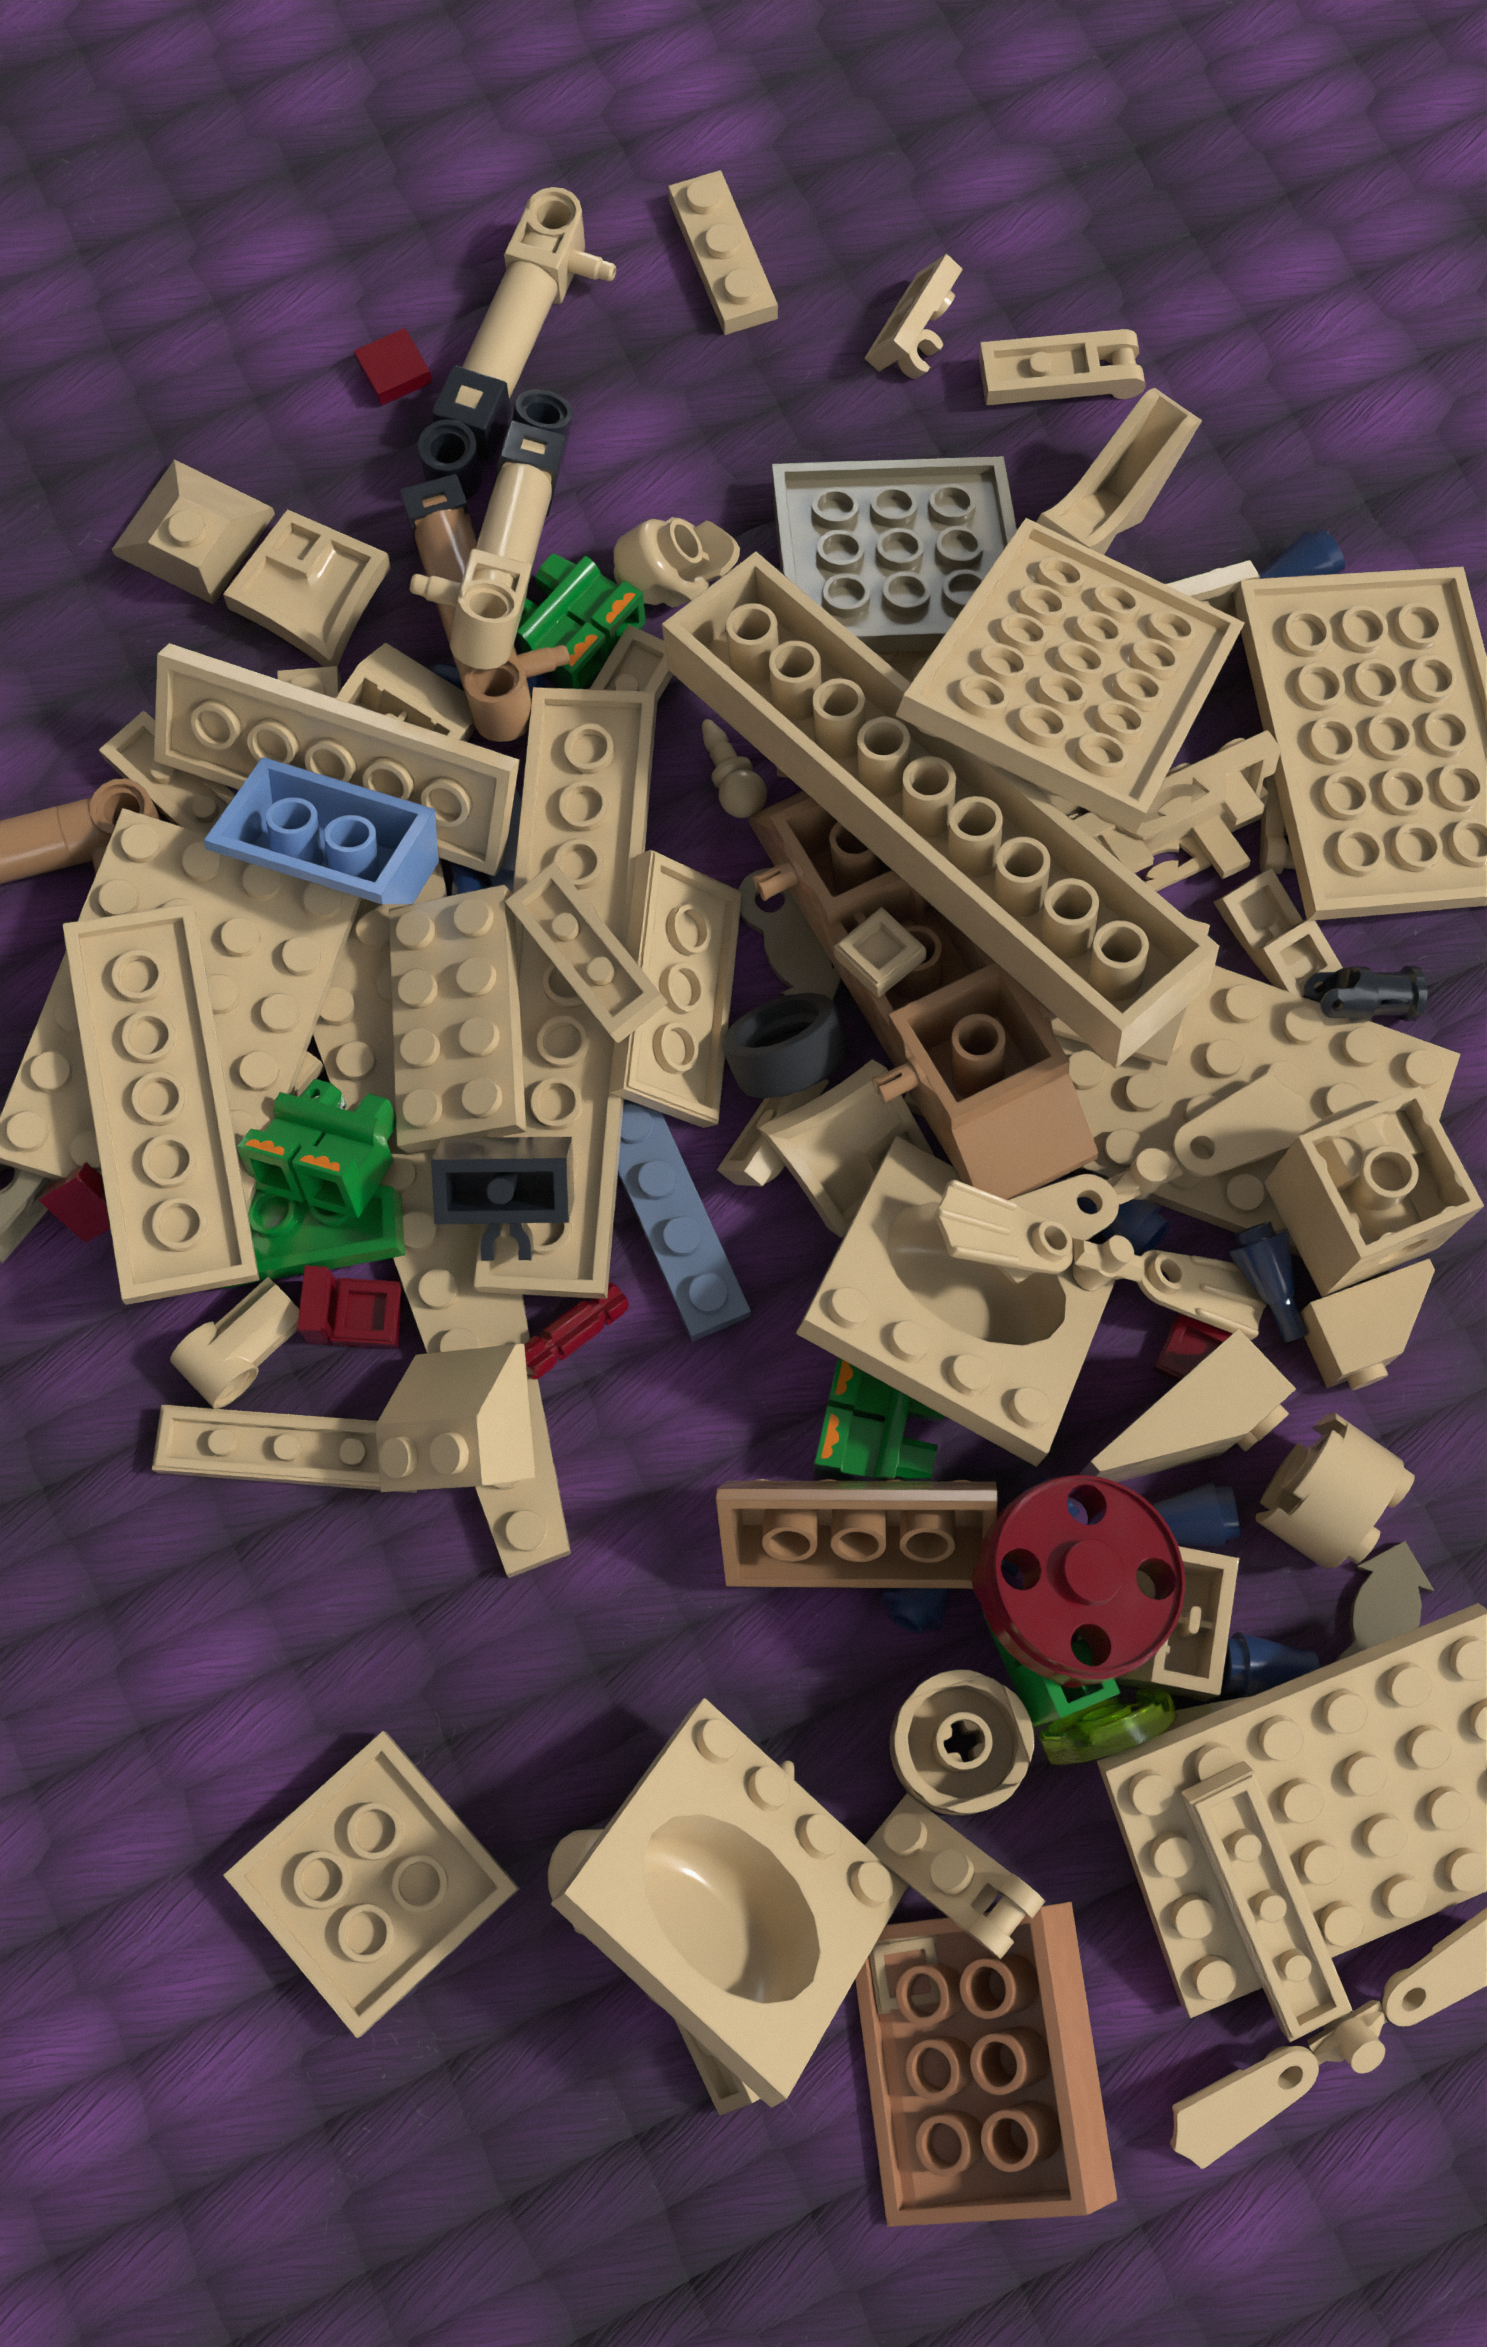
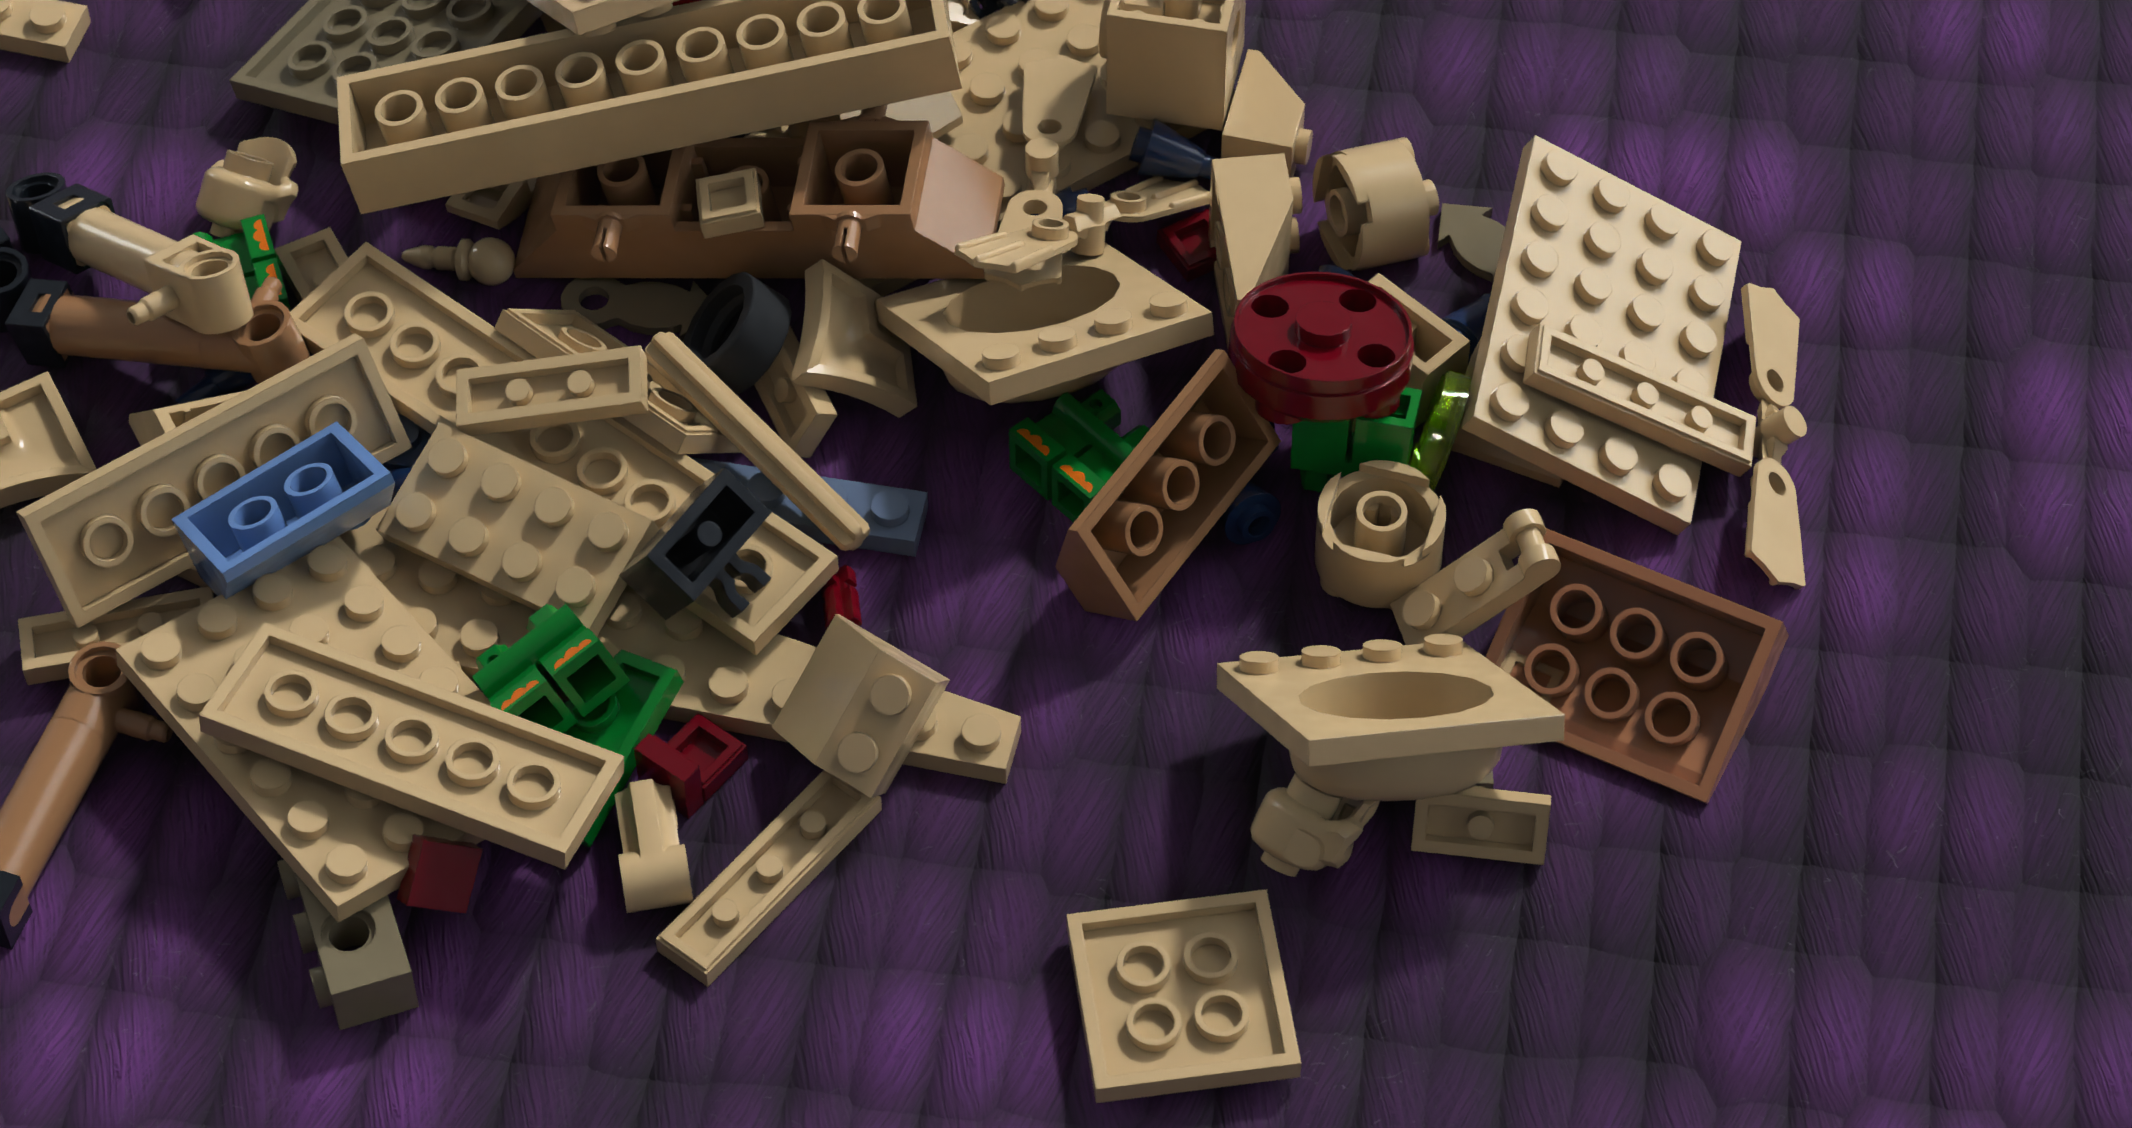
camera: 55 degrees left, 20 degrees down
(681, 1143) = (757, 441): none -> tan axle

